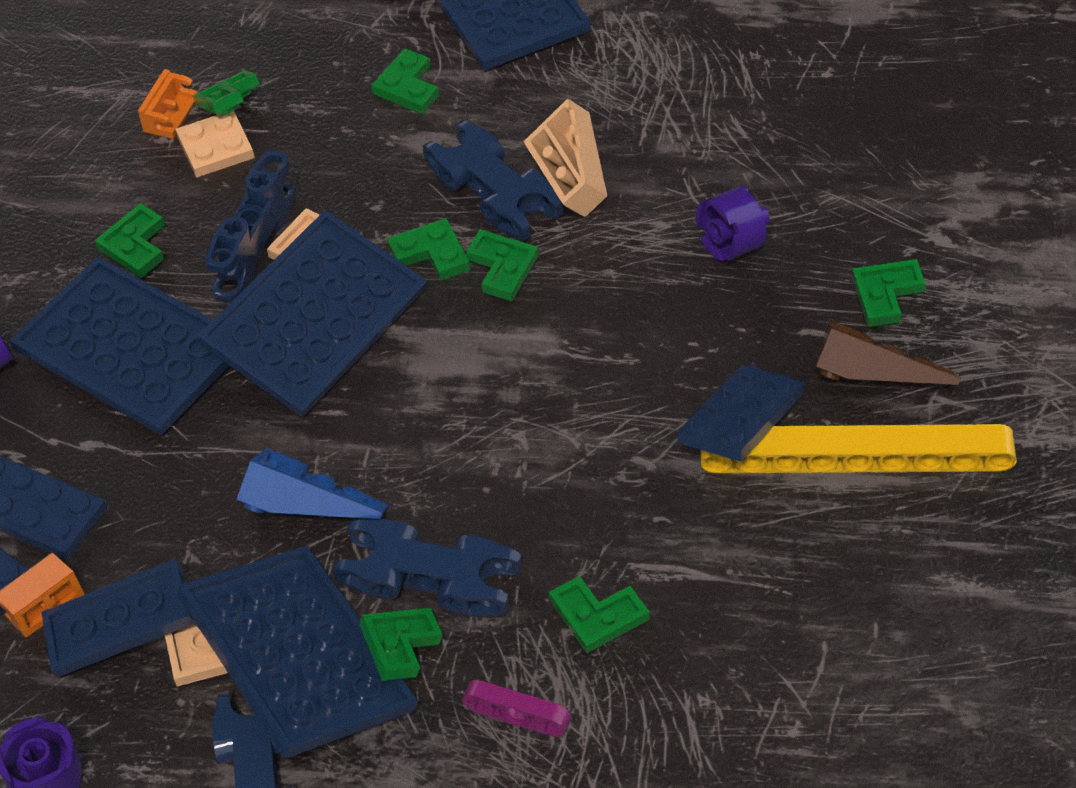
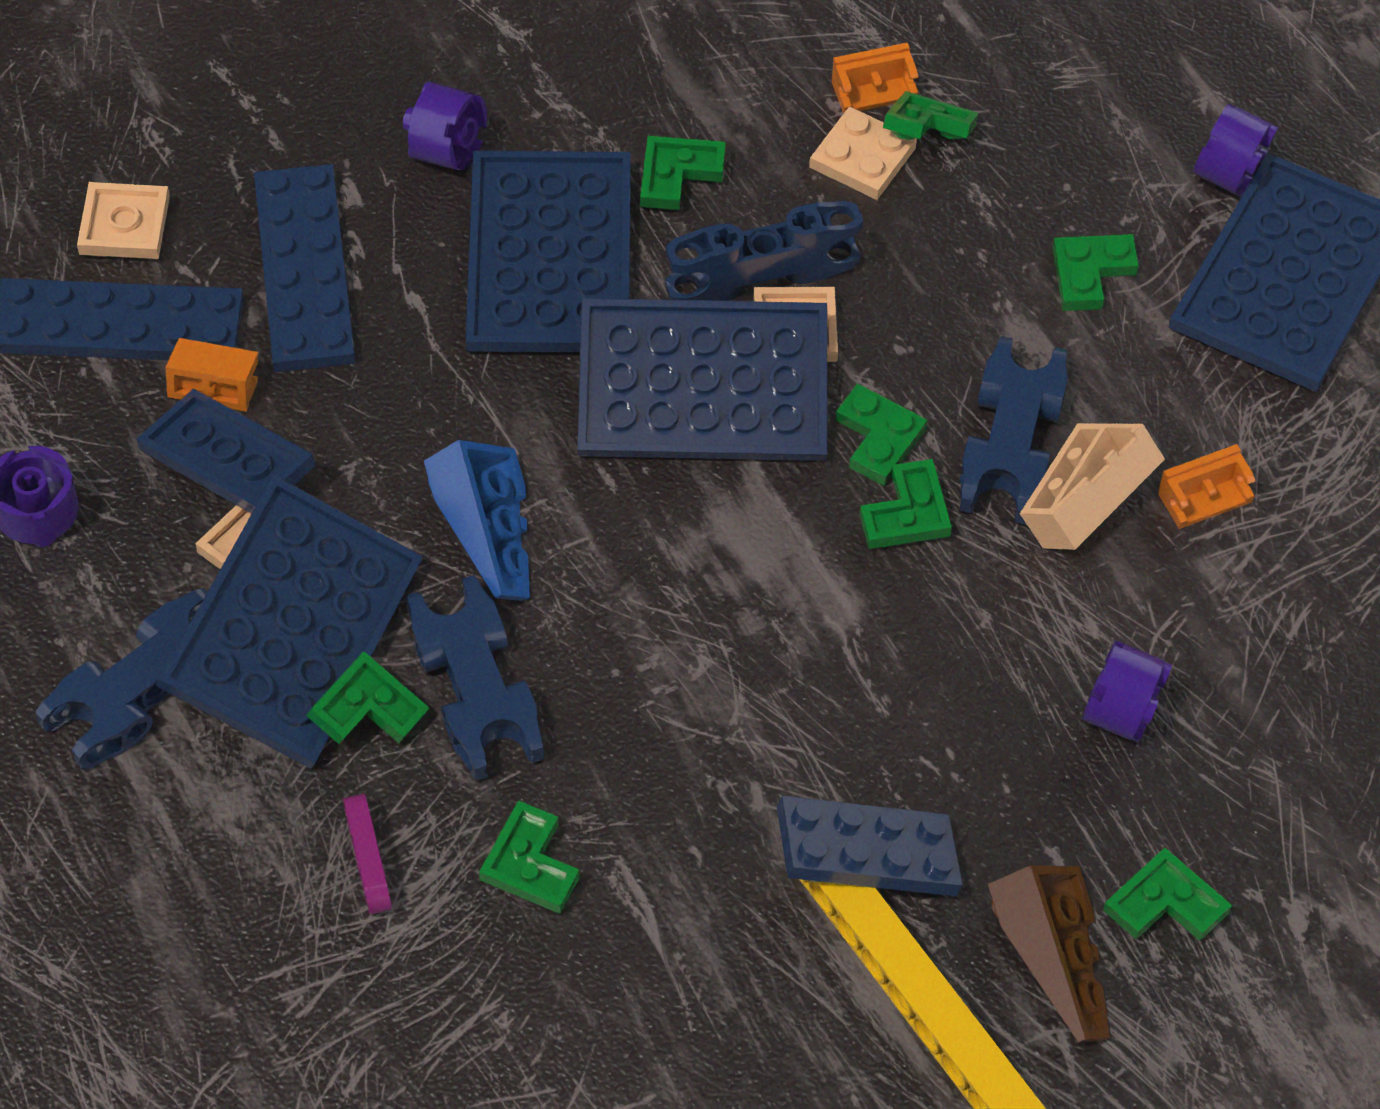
camera: 50 degrees right, 5 degrees up
(615, 113) = (1207, 486): none -> orange hinge

